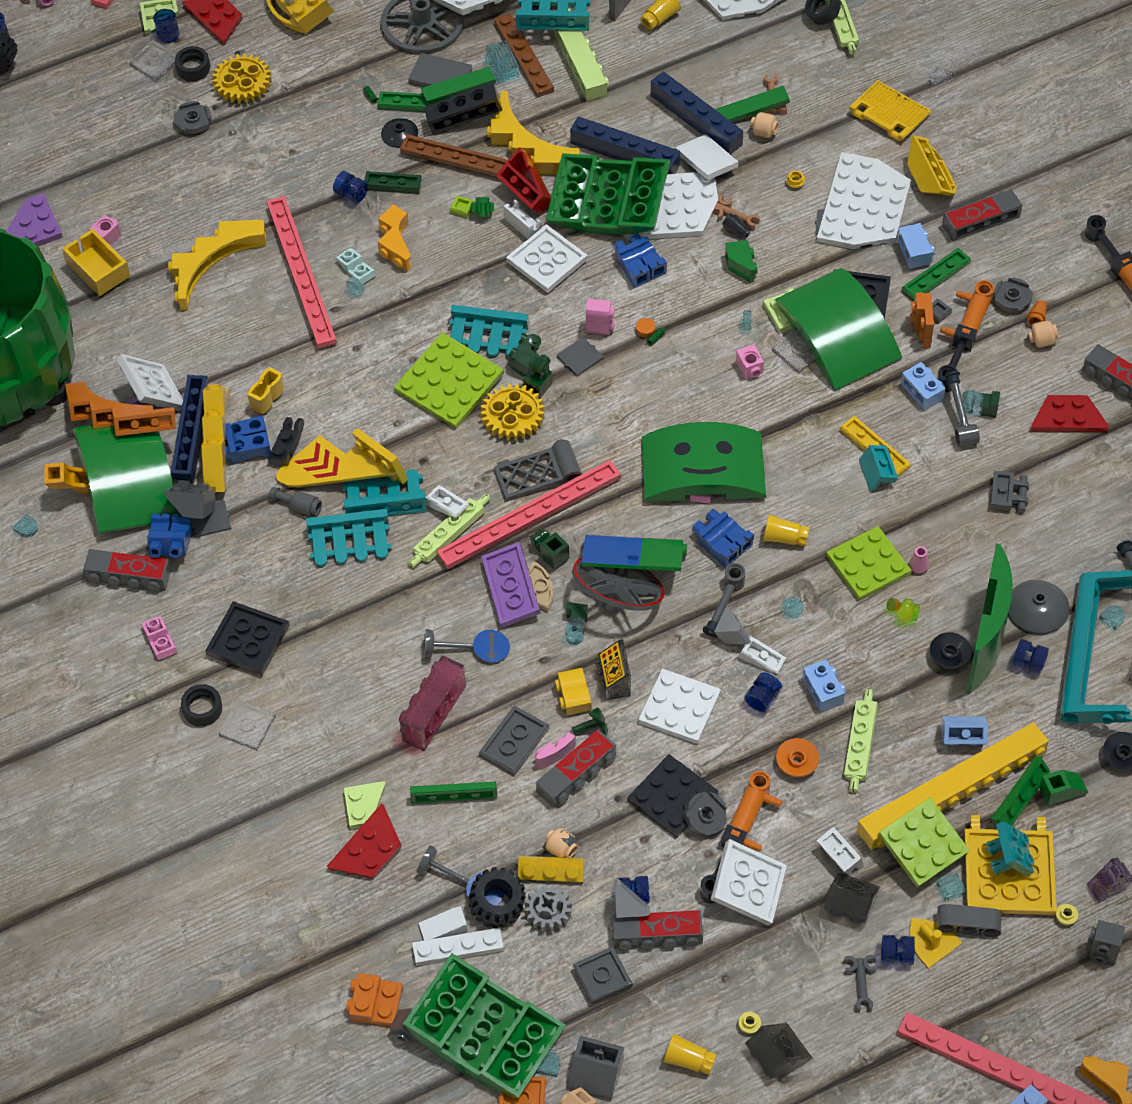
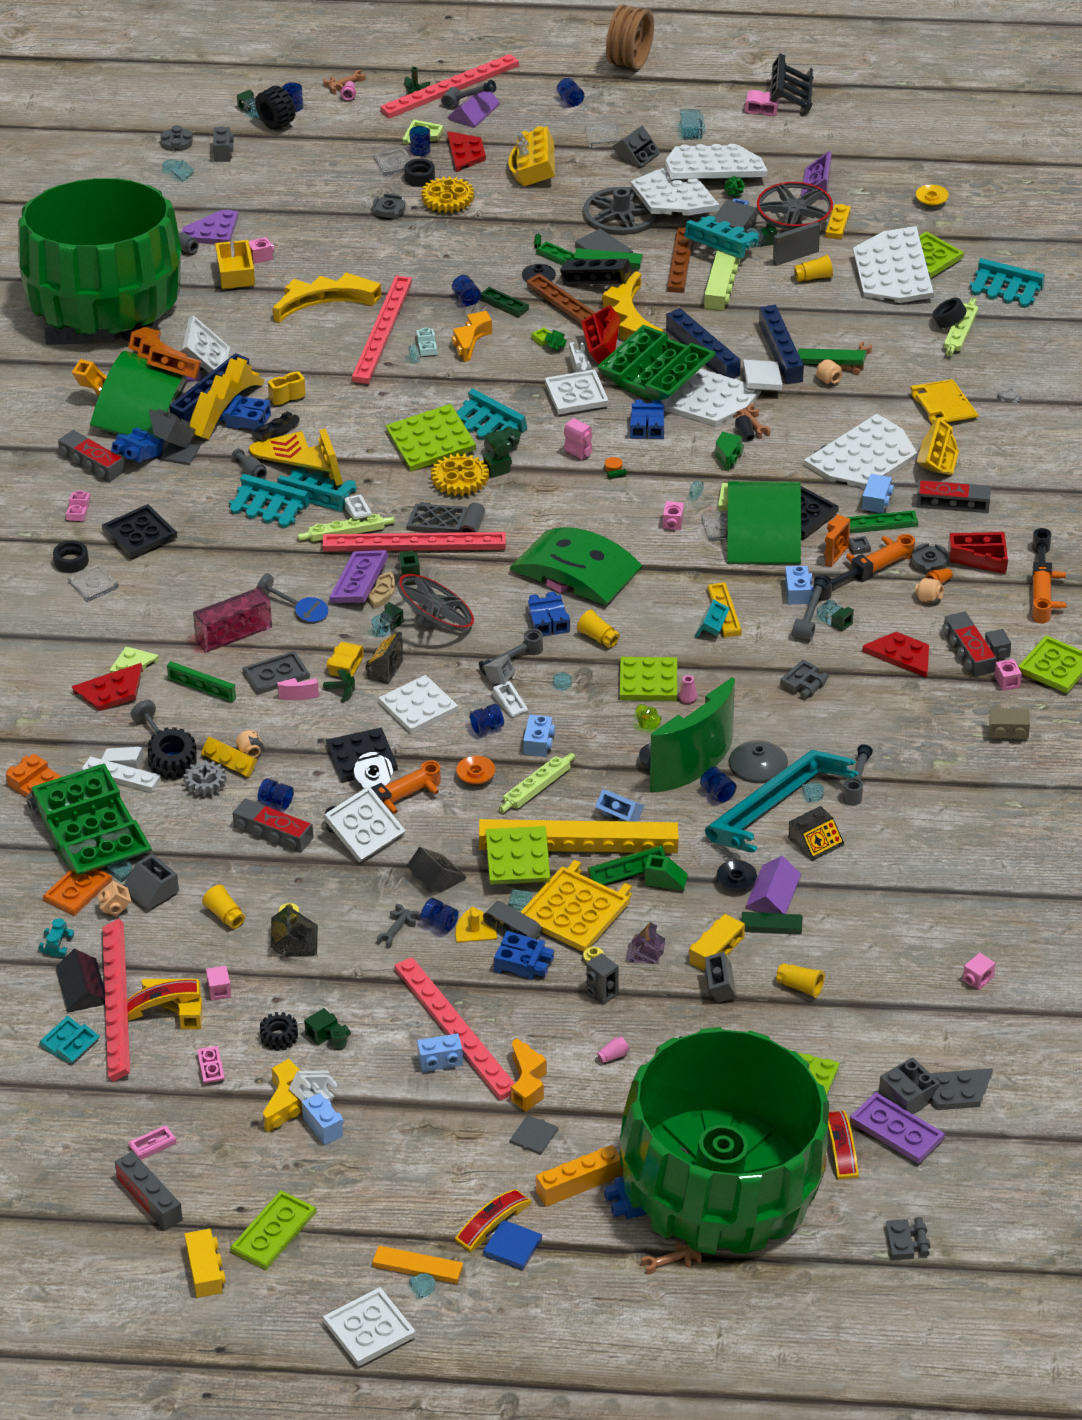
camera: 30 degrees right, 15 degrees down
(26, 526) = (45, 404): clear light blue tile -> none
(501, 61) = (657, 256): clear light blue brick -> none
(576, 768) = (303, 705): dark grey brick -> none
(580, 356) = (546, 463): dark grey piece -> none
(602, 975) = (207, 835): dark grey plate -> none
(628, 903) = (260, 791): light grey slope -> none
(633, 552) = (468, 591): door -> none
(795, 179) = (822, 417): yellow plate -> none
(840, 851) = (453, 838): white hinge -> none
(1008, 953) = (522, 956): none -> blue hips
(1014, 848) = (580, 887): teal plate -> none
(1056, 266) = (979, 550): none -> red wedge

